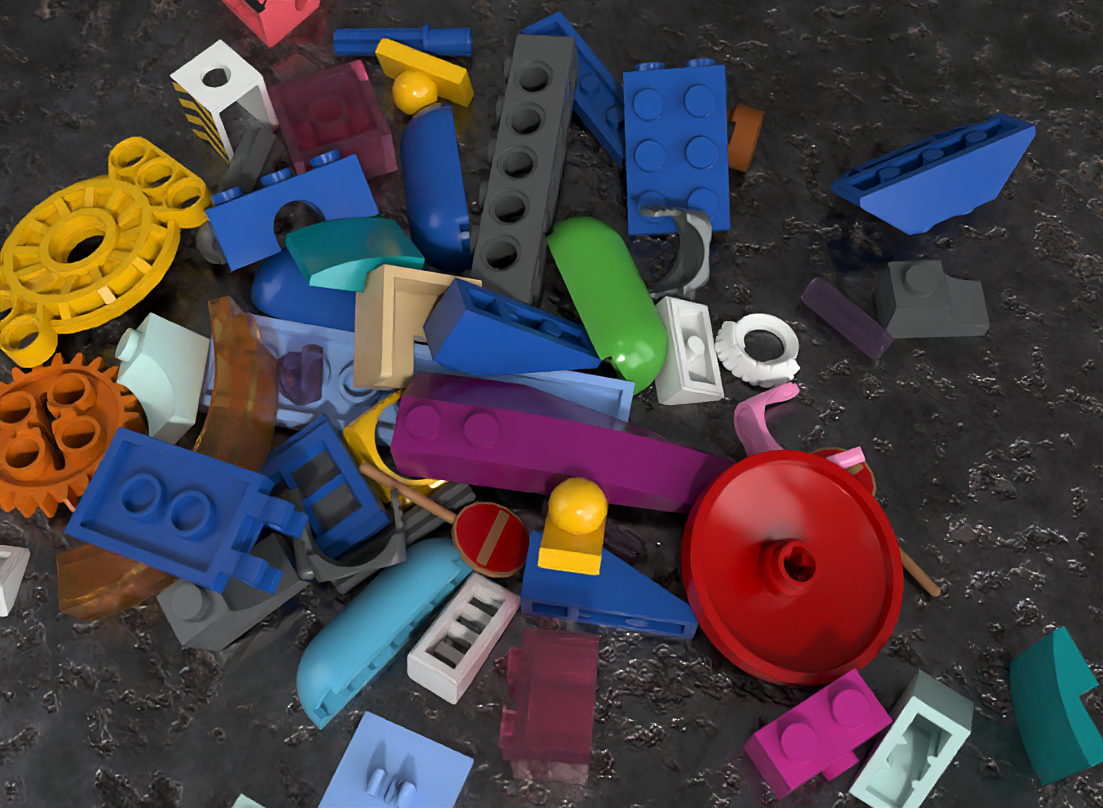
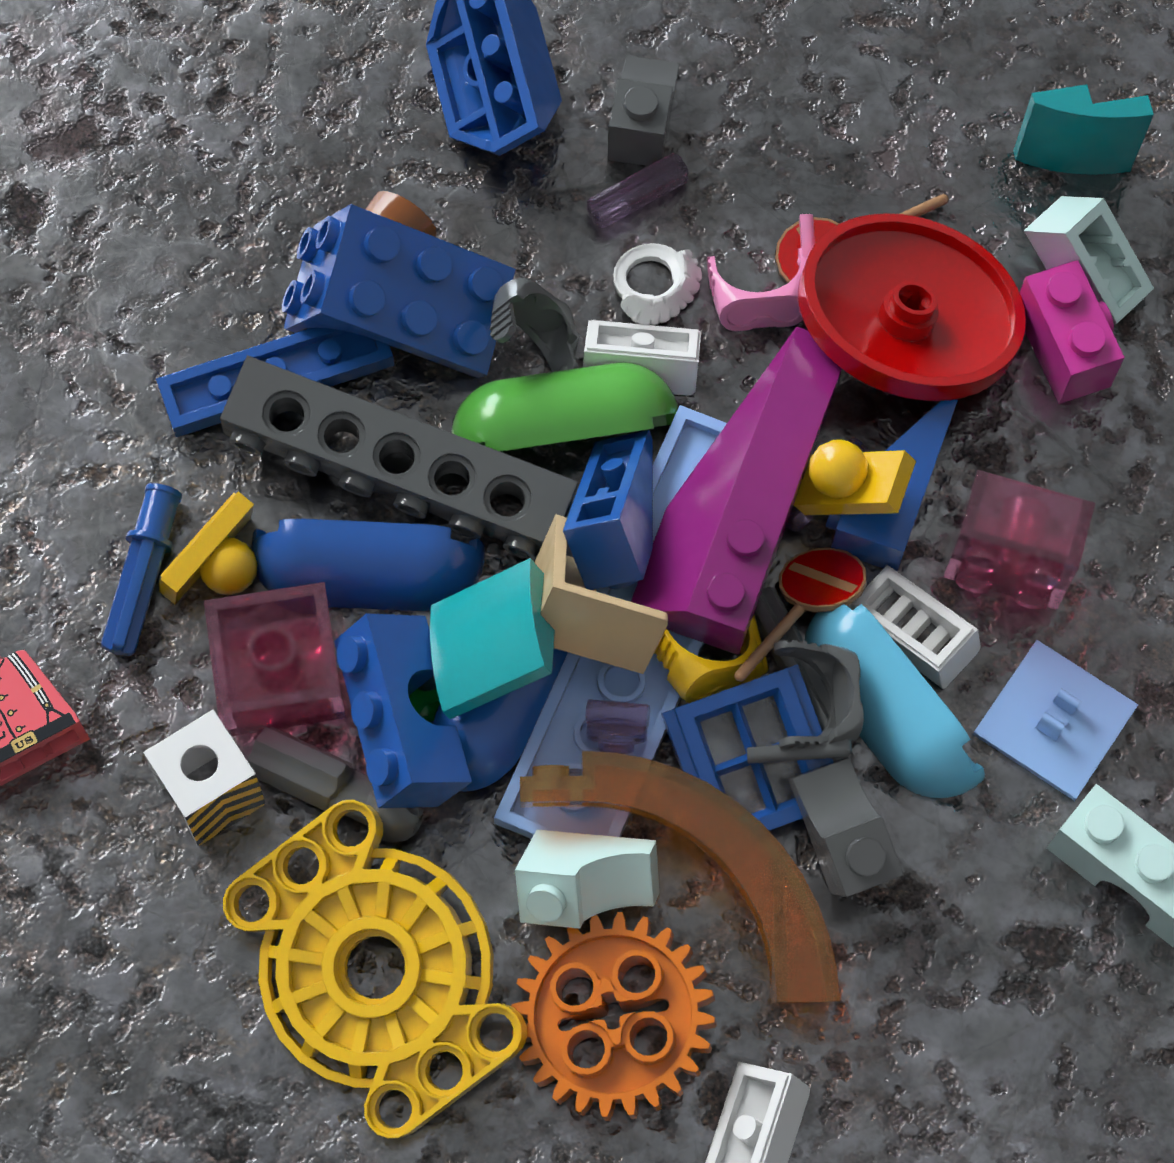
camera: 80 degrees left, 5 degrees up
(182, 513) = (771, 852): blue tile -> none

